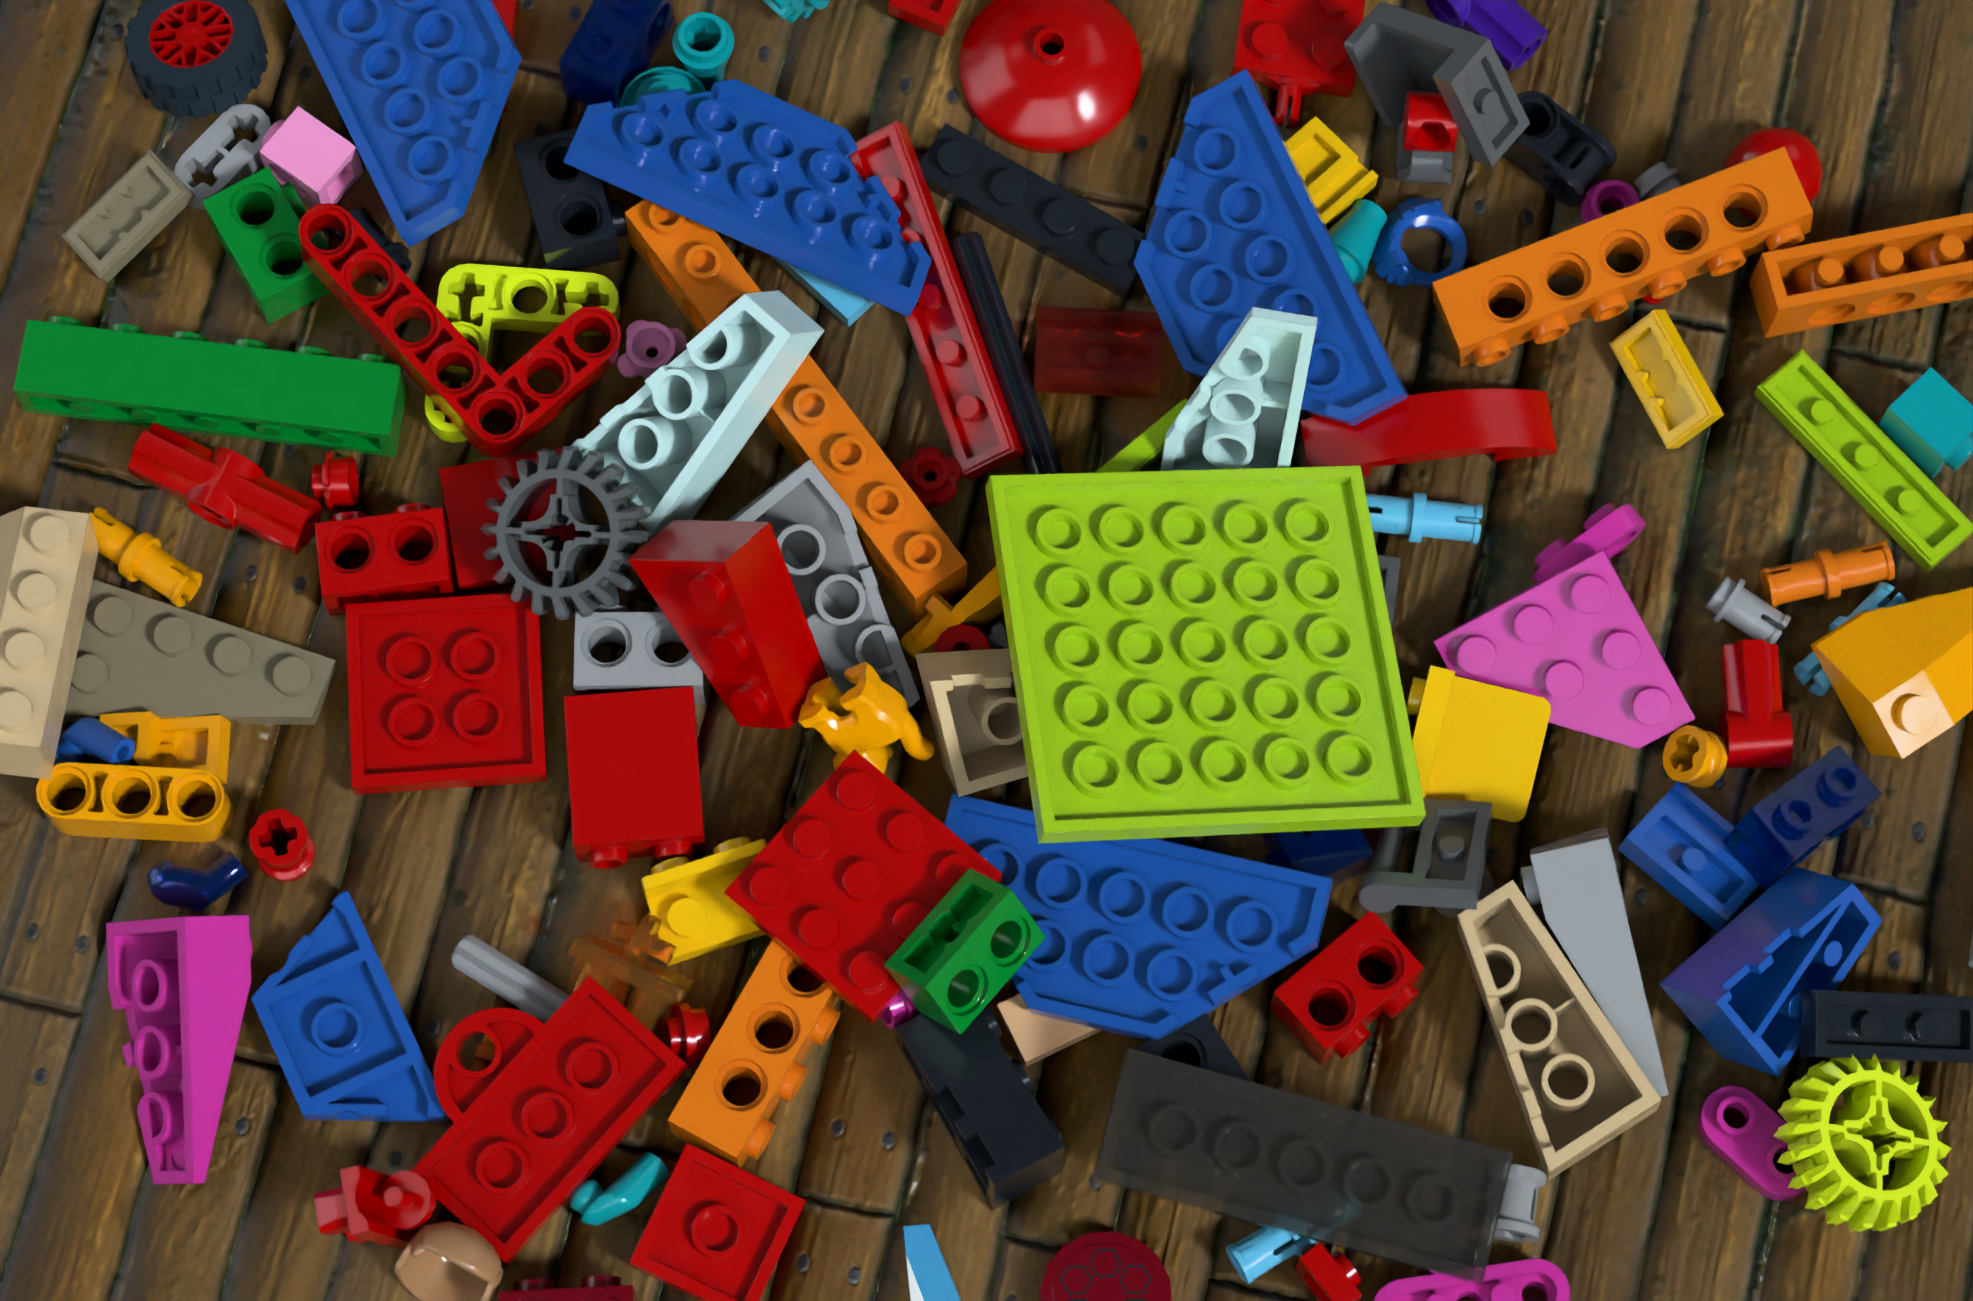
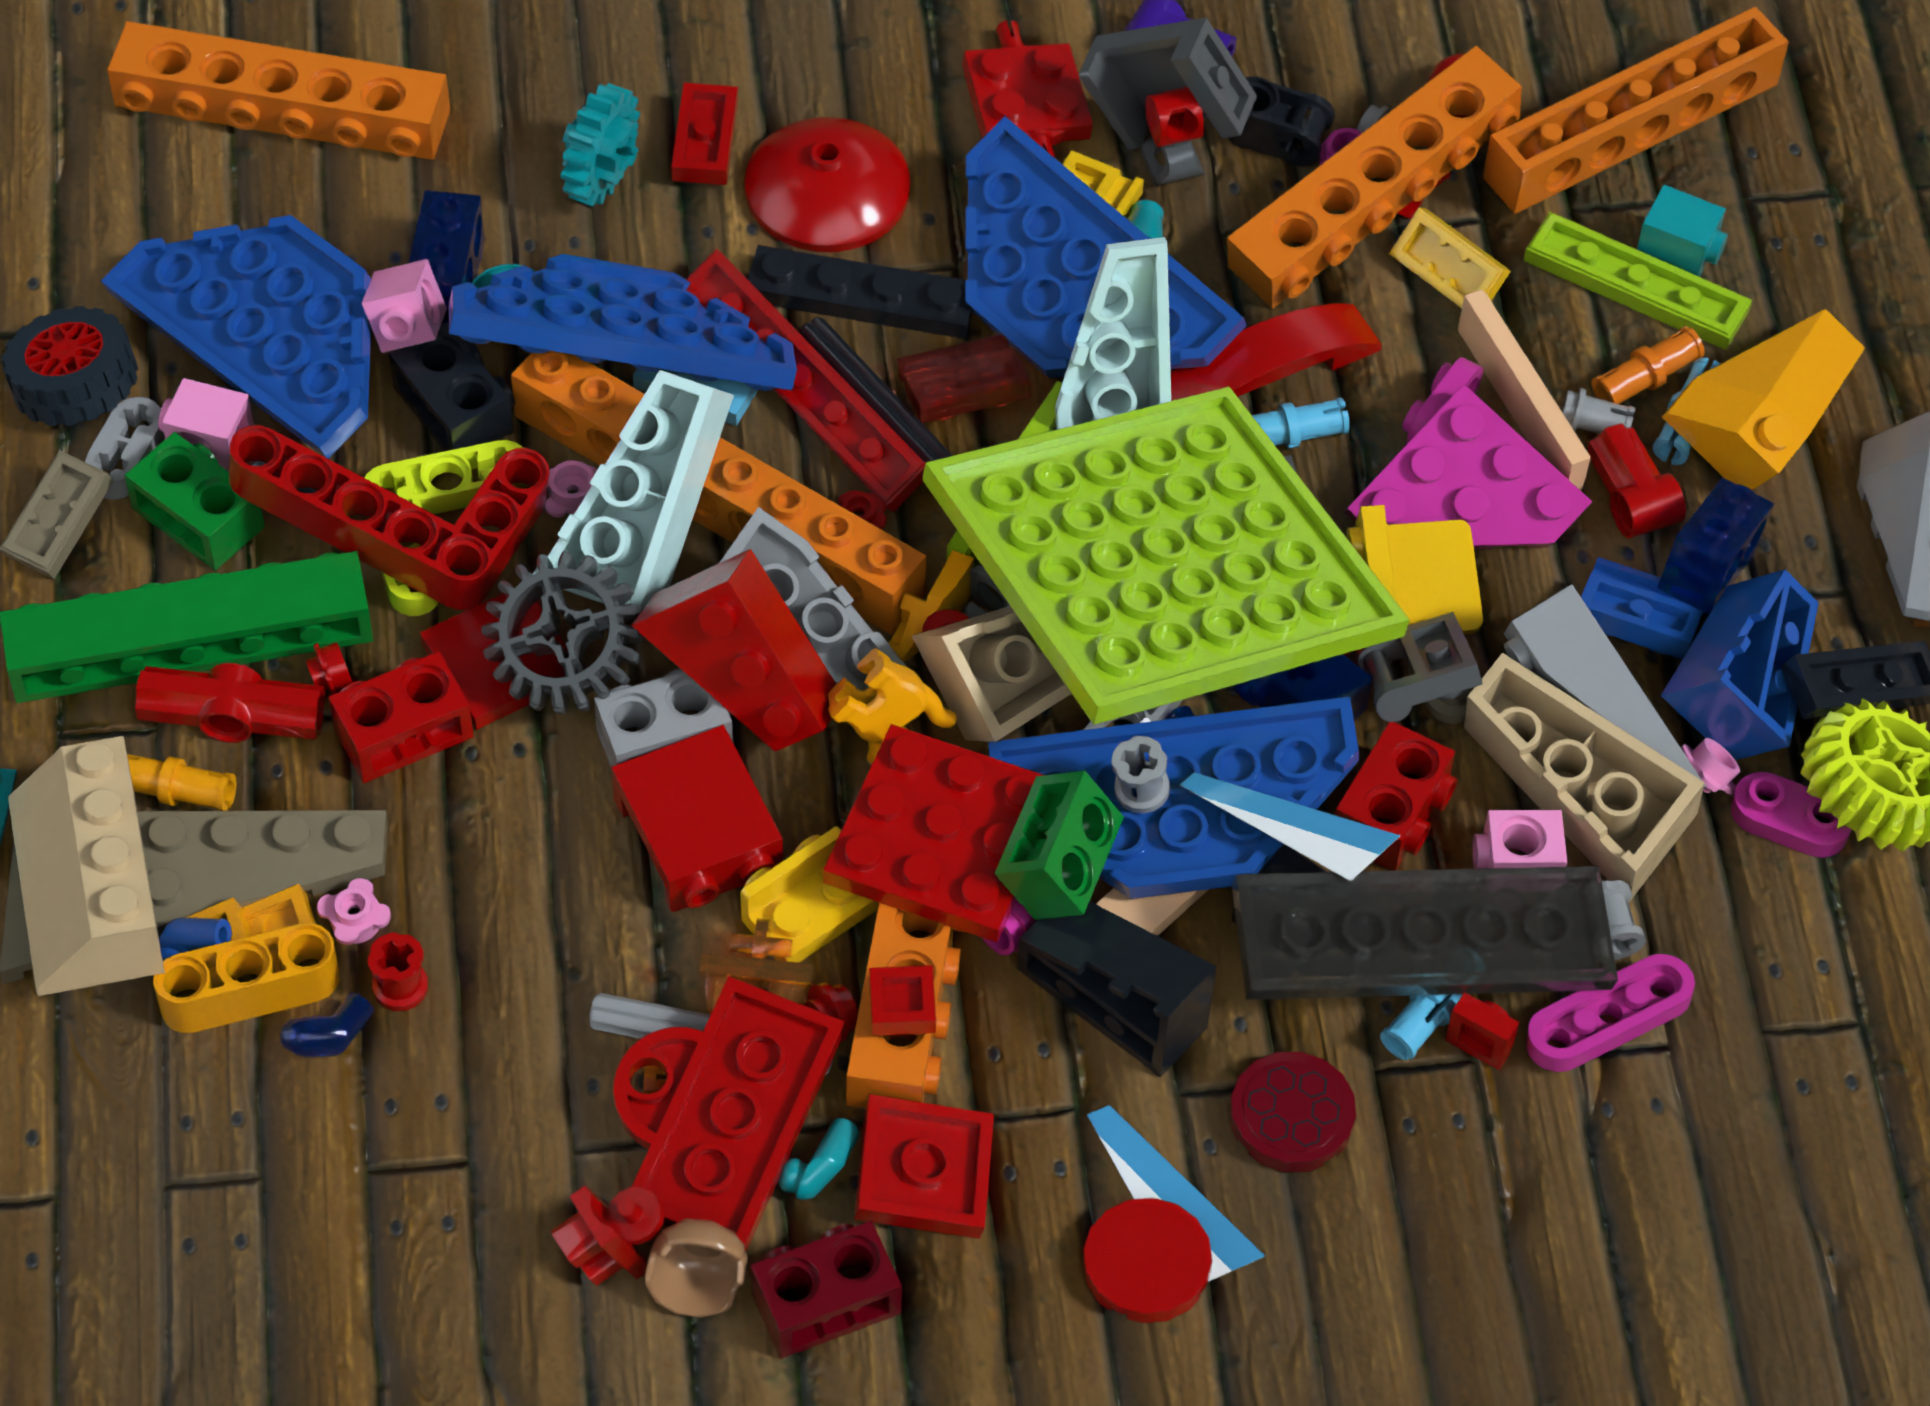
camera: 20 degrees left, 15 degrees down
(184, 1010) = (358, 1136): dark pink wedge -> none
(281, 771) = (357, 927): none -> bright pink plate
(344, 1029) = (517, 1107): blue wing -> none
(445, 694) = (498, 807): red plate -> none
(544, 96) = (404, 305): none -> bright pink brick
(704, 46) = (527, 235): teal cone -> none
(747, 1064) = (902, 1000): none -> red plate
(1081, 876) = (1135, 772): none -> light grey bush
(1236, 1027) = (1323, 837): none -> sticker
(1416, 214) = (1187, 204): blue piece -> none
(1478, 1082) = (1531, 831): none -> bright pink brick
(1679, 562) = (1521, 388): none -> light nougat tile
(1691, 1064) = (1713, 765): none -> bright pink plate
(1707, 762) = (1591, 538): light orange bush -> none

